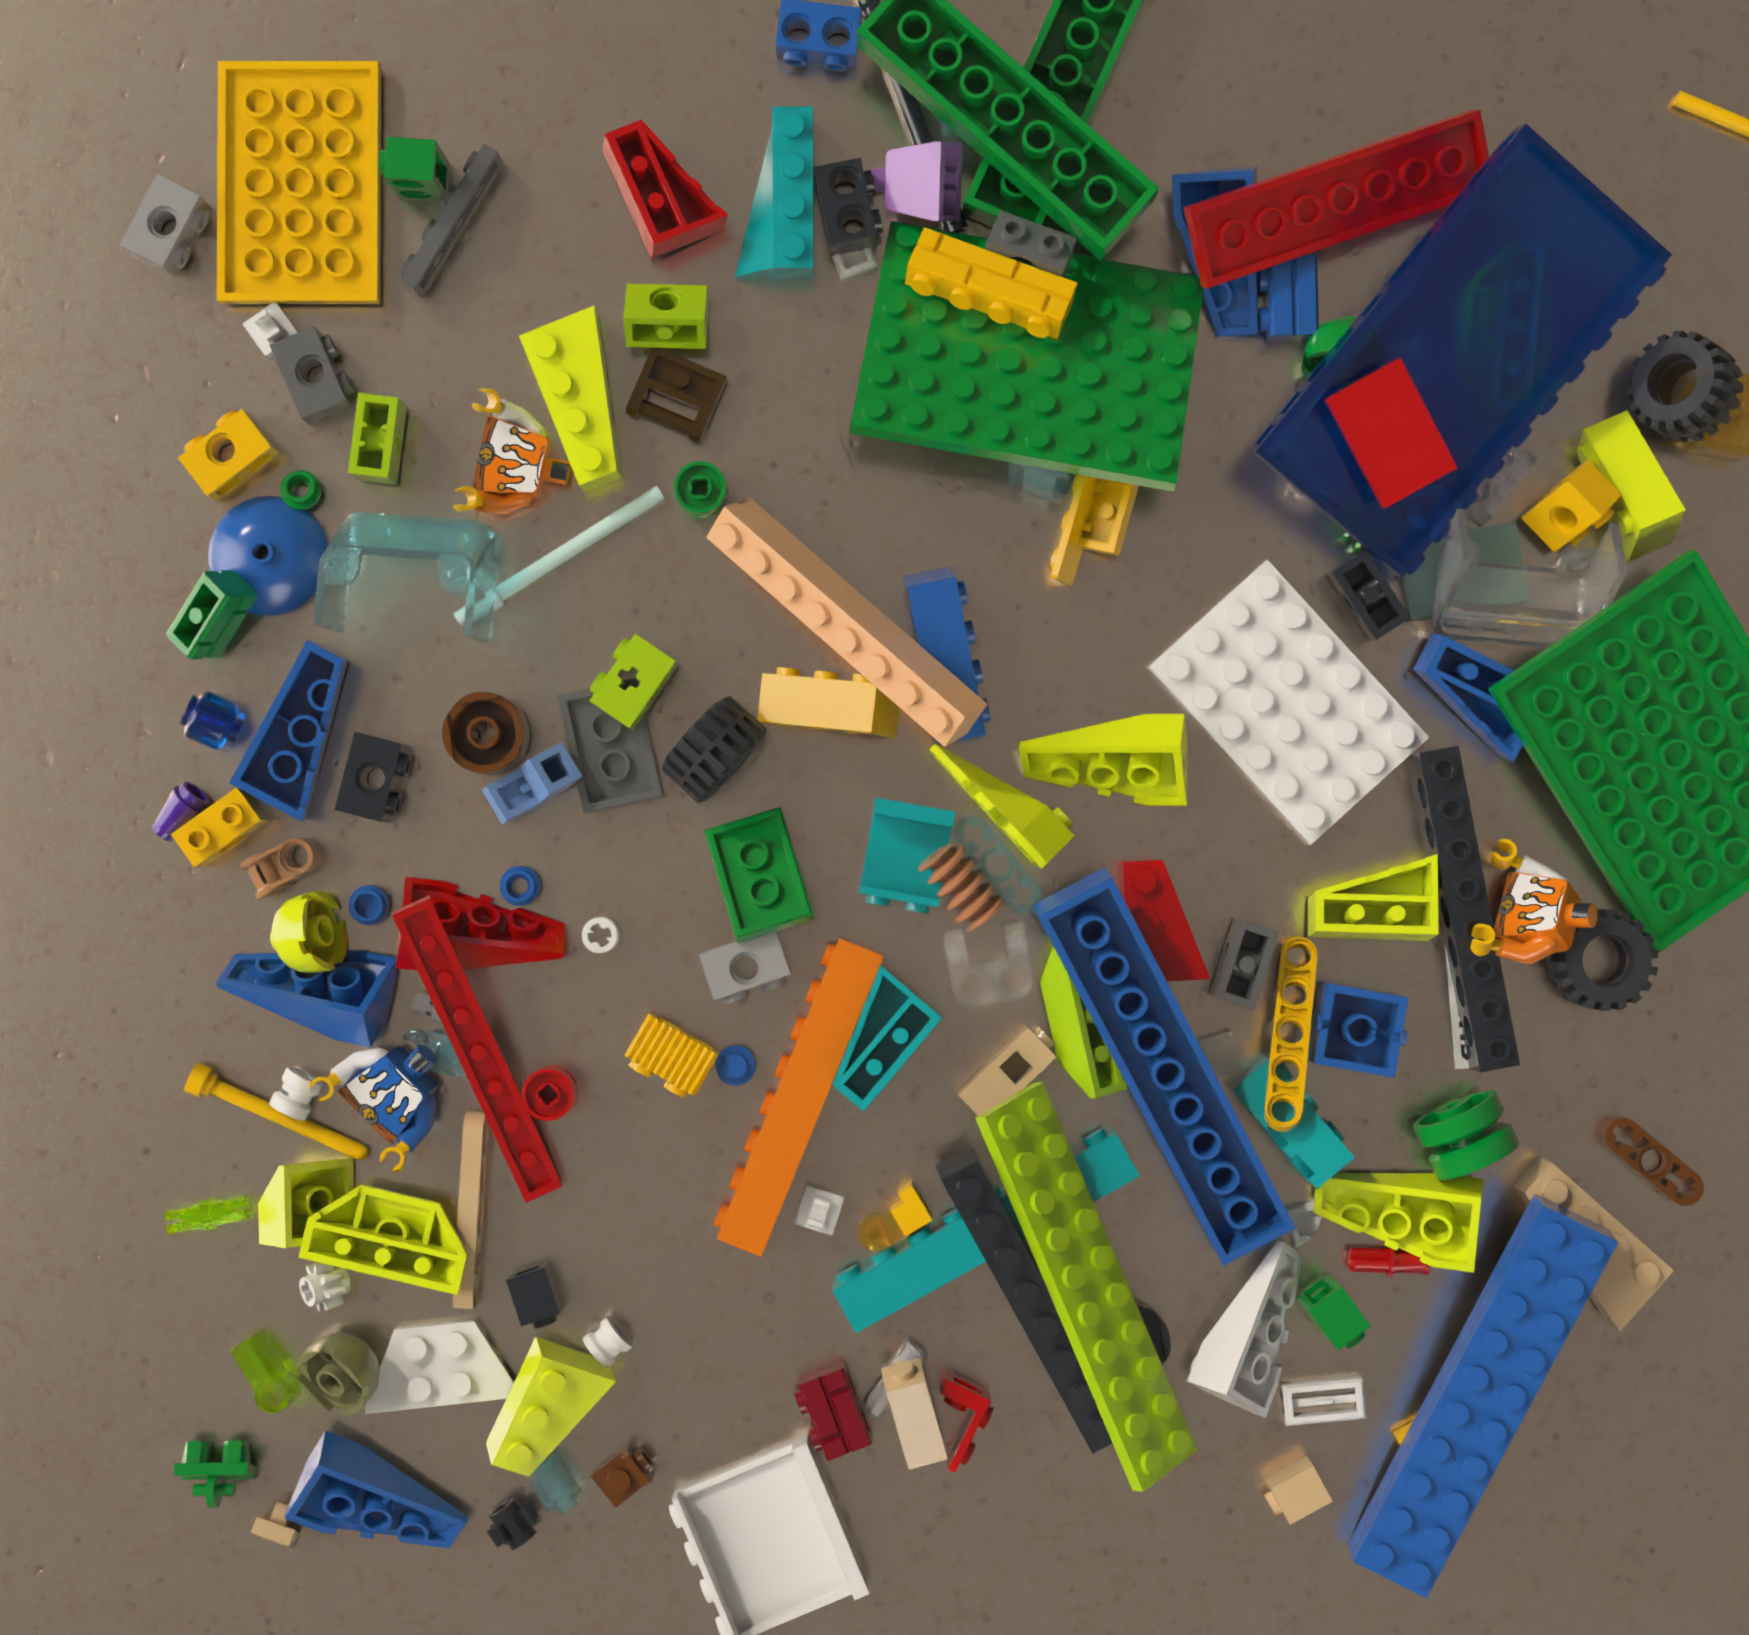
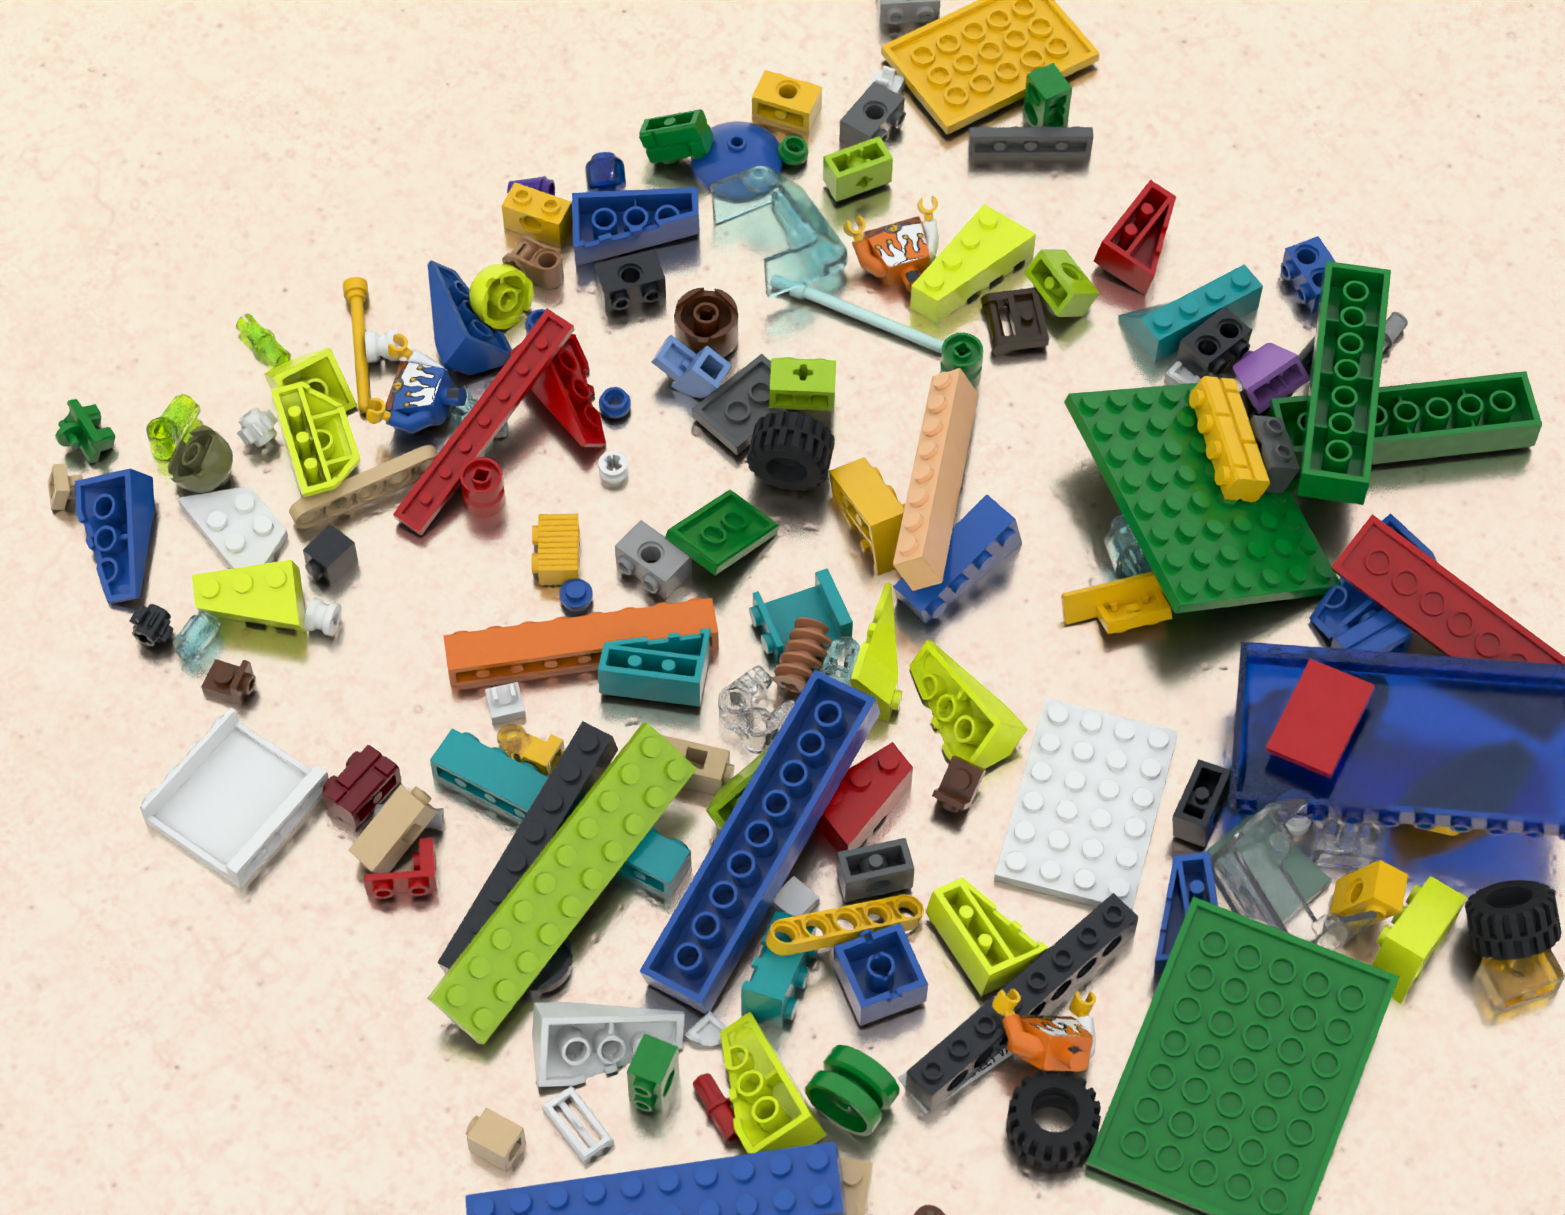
camera: 60 degrees right, 30 degrees down
(1197, 820) = (959, 784): none -> reddish brown bracket

